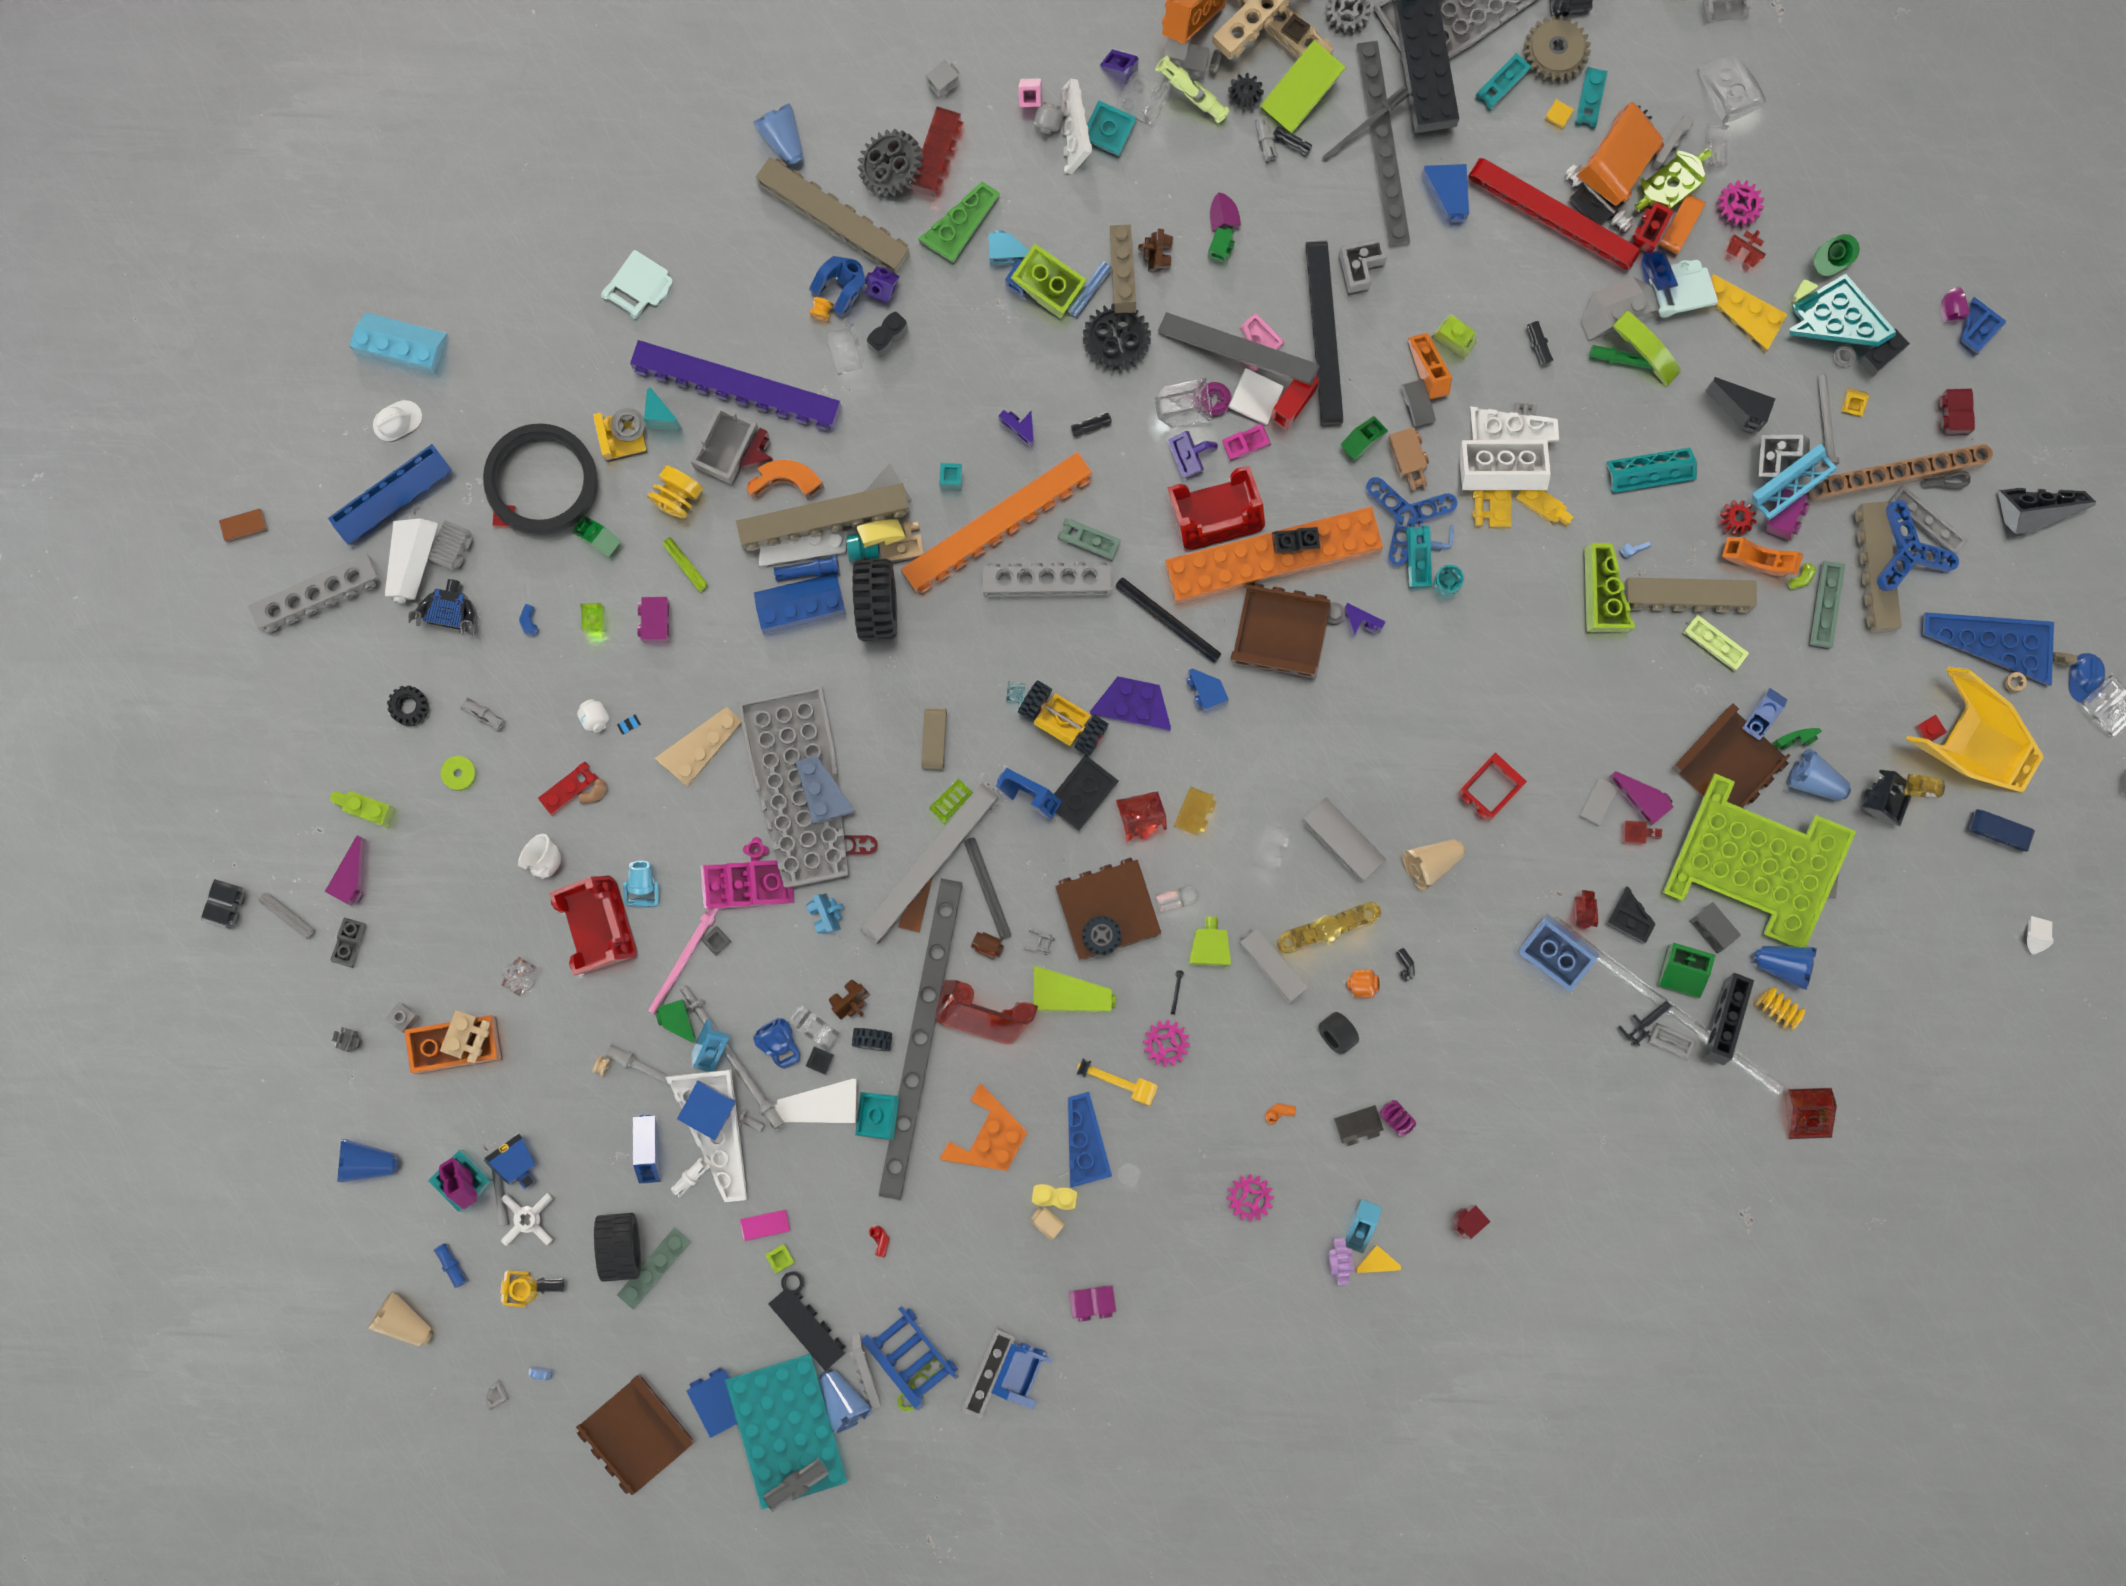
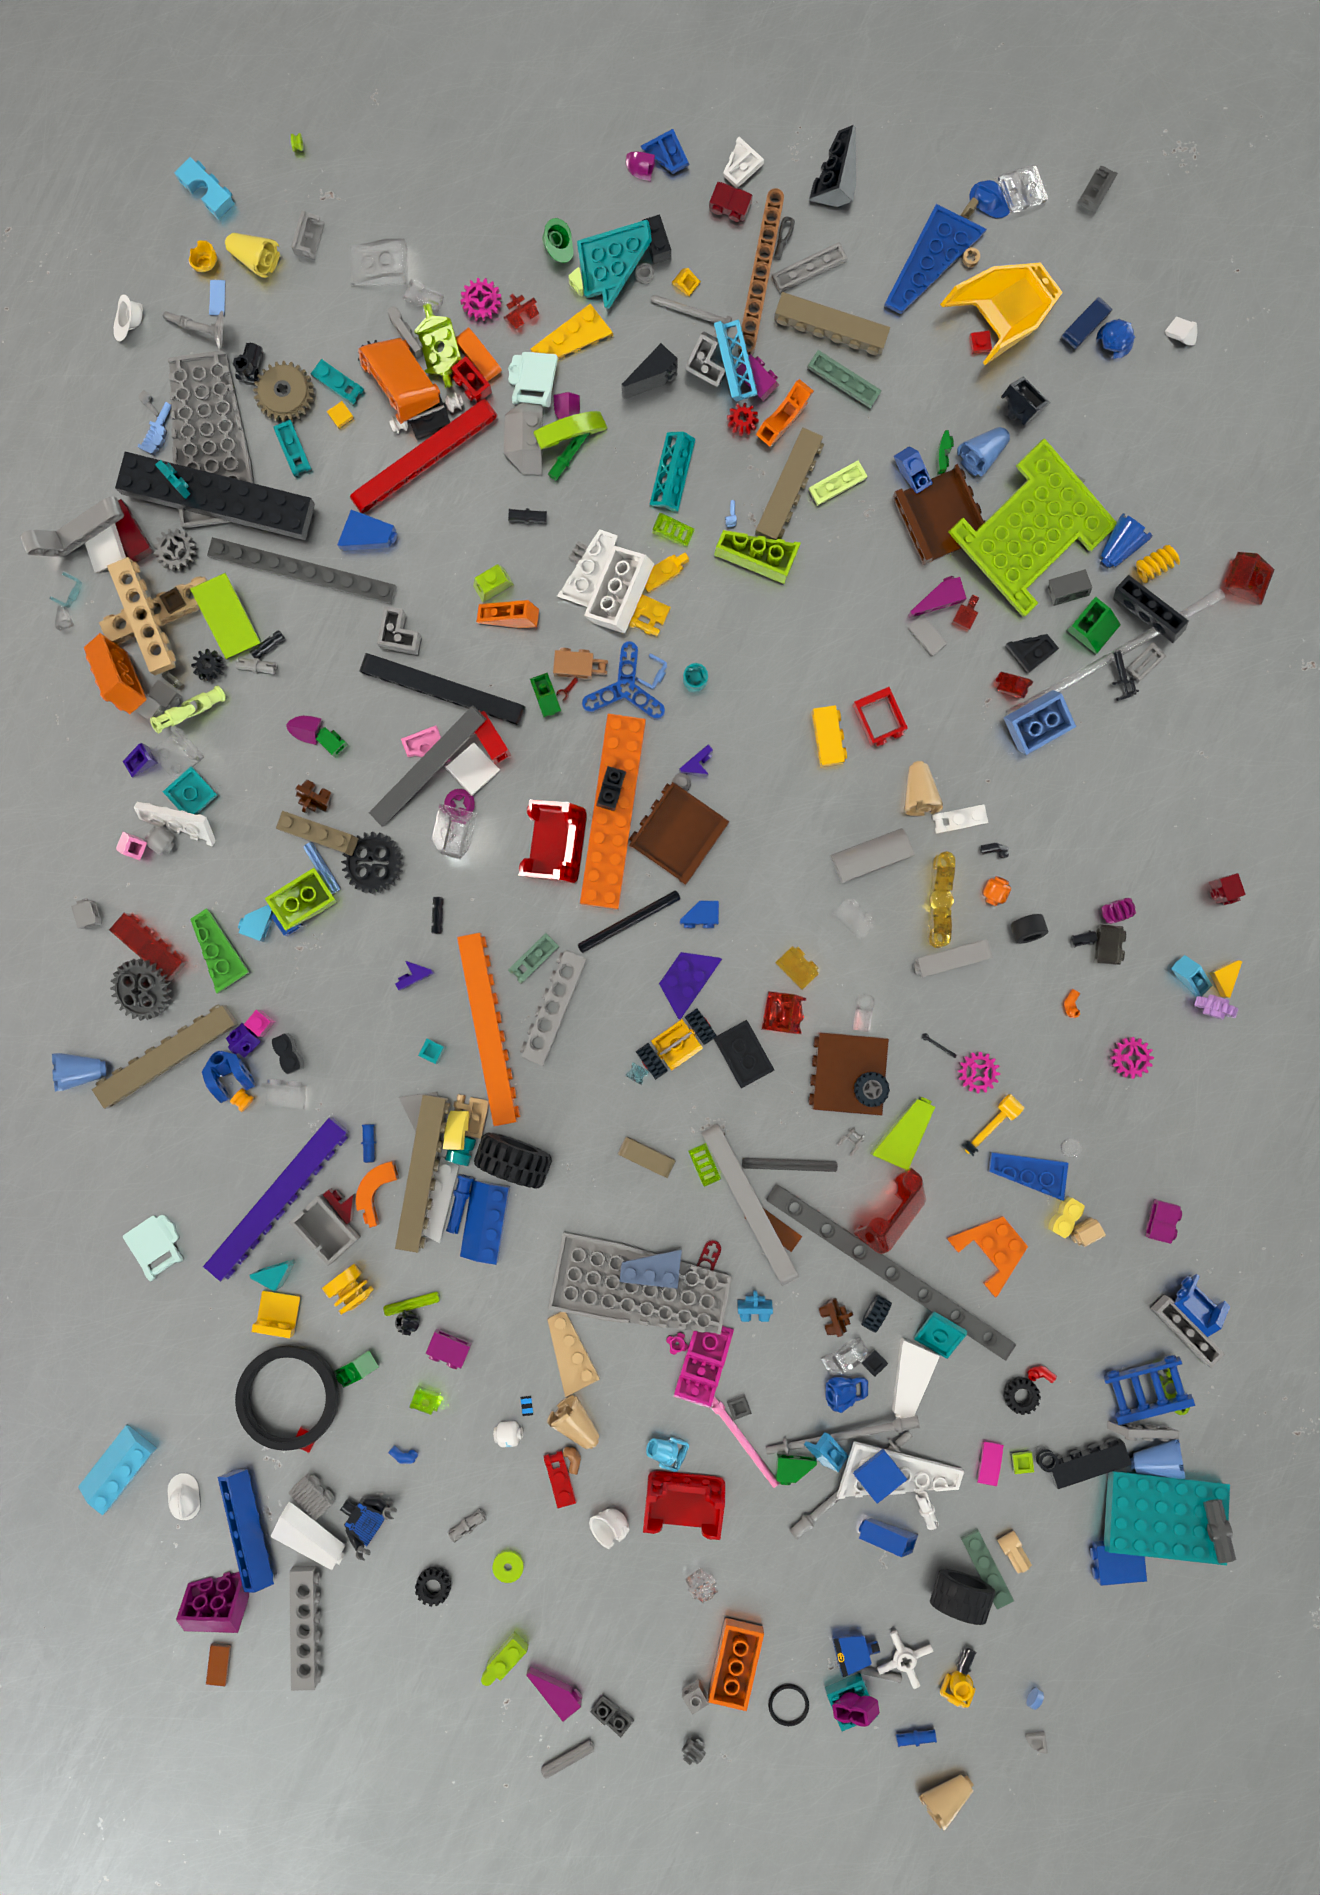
camera: 70 degrees left, 5 degrees up
(222, 904) = (536, 1810): black brick -> none
(302, 494) = (213, 1605): none -> magenta wedge
(363, 1162) = (802, 1778): blue cone -> none
(416, 1105) = (806, 1705): none -> black tyre
(459, 1034) = (732, 1658): tan plate -> none
(601, 1066) = (804, 1546): tan bush -> none
(617, 425) = (270, 1313): light grey gear -> none
(631, 778) = (574, 1423): none -> tan cone
(635, 1435) = (1116, 1640): reddish brown panel -> none
(664, 567) = (407, 1322): none -> black gear
(687, 1283) = (1013, 1549): none -> tan piece
(830, 452) = (368, 1143): none -> blue axle
(862, 1229) = (1030, 1404): none -> black tyre
(906, 293) = (259, 1023): none -> dark pink brick
(987, 945) = (837, 1184): reddish brown brick -> none
(1044, 801) = (741, 1088): blue panel -> none
(1187, 453) = (497, 846): plate -> none
(1210, 945) = (913, 1002): lime torso -> none
(1246, 442) = (507, 793): dark pink slope -> none
(1353, 1096) = (1085, 938): none -> black pin
(1380, 458) = (567, 689): none -> clear red hand
(1388, 105) = (272, 552): dark grey piece -> none
(1419, 402) = (535, 636): dark grey slope -> none
(1419, 556) = (665, 692): teal plate -> none
(1422, 915) = (960, 818): none -> white plate
(1448, 743) = (829, 736): none -> yellow brick
(1599, 495) = (669, 520): none -> clear neon green slope
(1659, 270) = (509, 390): clear blue slope -> none
(1671, 334) = (566, 404): none -> magenta brick
(1805, 578) = (812, 382): lime arm -> none
(1904, 555) = (823, 292): blue piece -> none
(1924, 786) = (1026, 368): clear yellow leg -> none
(2001, 869) = (1117, 337): none -> blue helmet
(2003, 406) = (742, 163): none -> white wing

